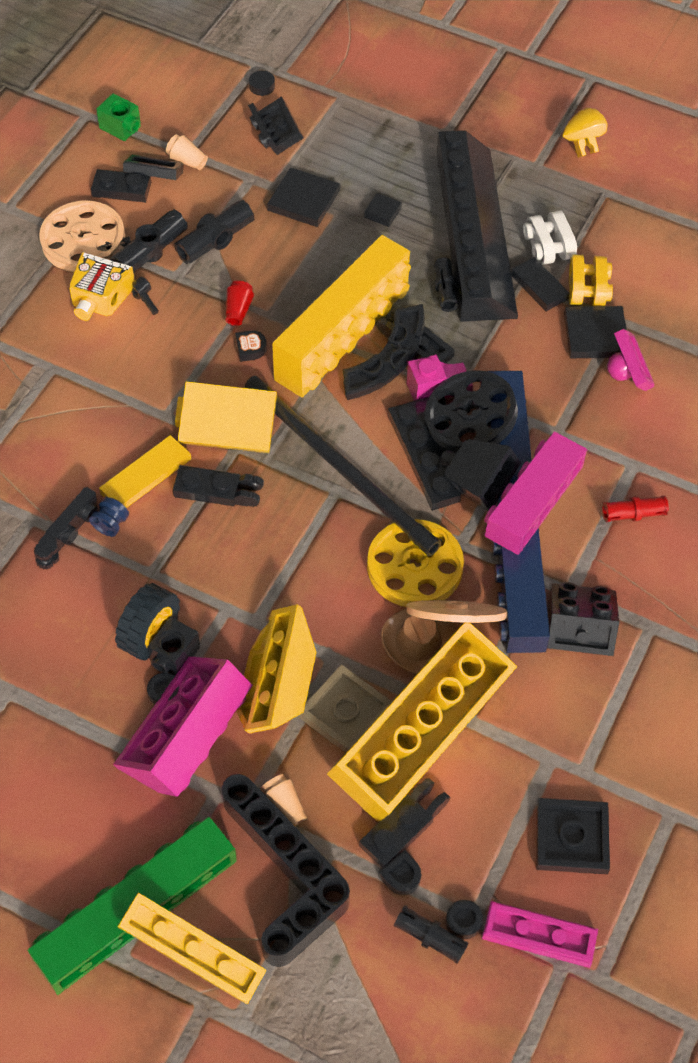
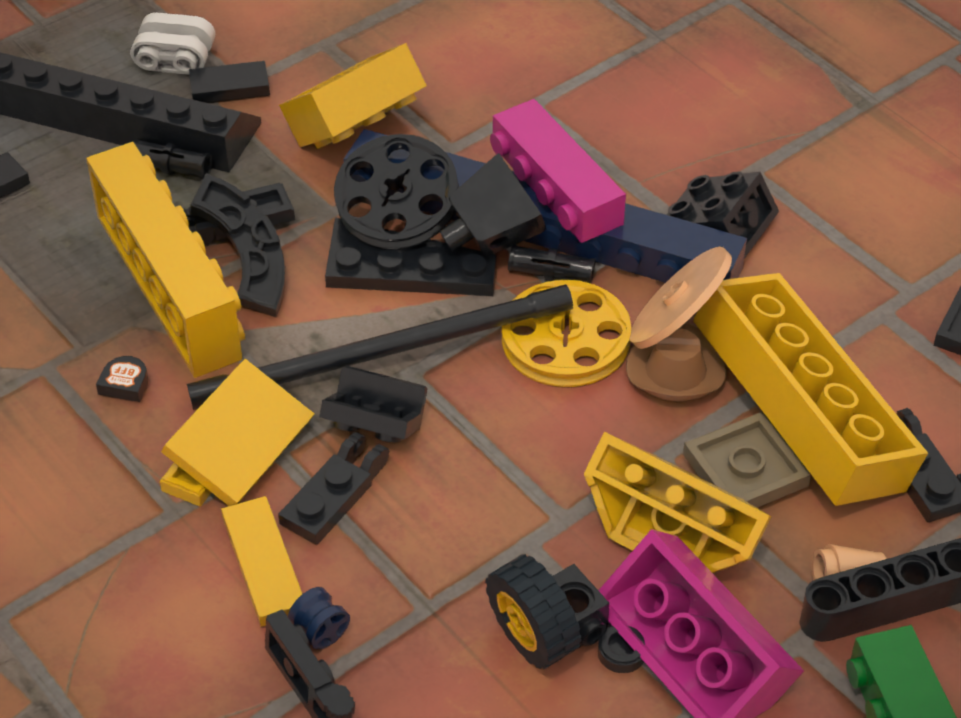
camera: 65 degrees left, 10 degrees down
(238, 300) = (46, 364): red cone -> none
(284, 479) = (376, 404): none -> black bracket
(428, 373) = (311, 220): dark pink arch -> none
(472, 531) = (524, 259): none -> black pin
(547, 351) = (354, 98): none -> yellow brick
(592, 330) = (325, 55): black tile -> none
(600, 273) = (260, 36): yellow brick -> none
(629, 362) = (418, 42): dark pink tile -> none
(635, 508) = (600, 121): red pin -> none

